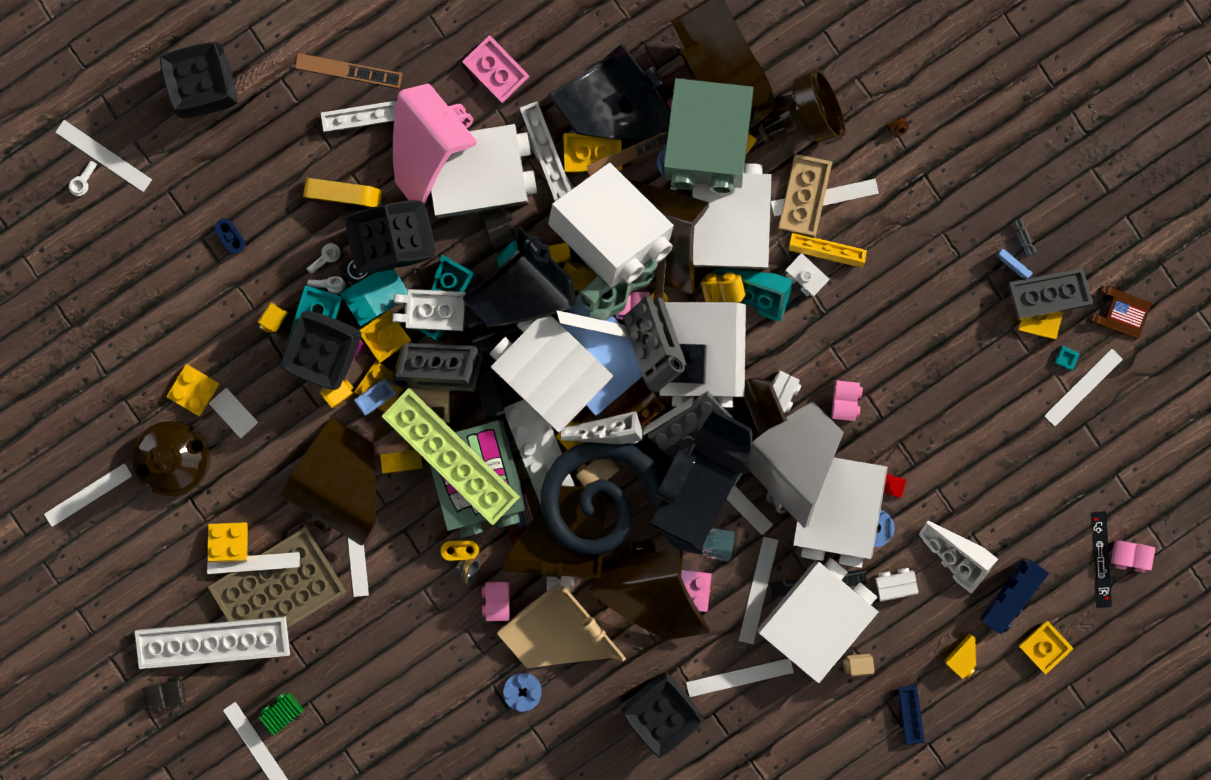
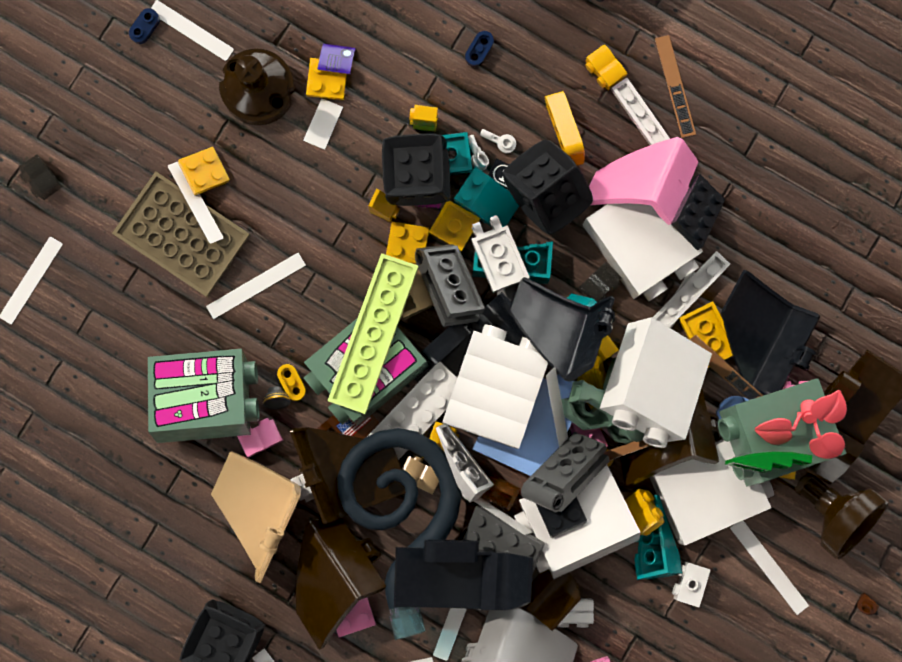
camera: 60 degrees right, 5 degrees down
(64, 536) = (146, 26): none -> dark blue plate
(178, 373) = (336, 58): none -> sticker
(212, 642) = (106, 198): white plate -> none
(281, 713) = (68, 289): green brick -> none
(302, 127) = (605, 67): none -> yellow brick
(336, 483) = (302, 242): dark brown panel -> none
(375, 397) = (395, 241): light blue tile -> none
(401, 461) = (348, 291): yellow slope -> none
(435, 636) = (201, 395): none -> brick
(476, 109) = (698, 212): none -> black plate
(495, 69) = (740, 214): bright pink plate -> none
(533, 692) = (176, 502): medium blue plate -> none
(702, 92) = (828, 408): none -> coral plant
(724, 168) = (765, 461): none -> green slope
(805, 195) = (763, 547): tan tile -> none
(827, 250) = (723, 592): yellow plate -> none

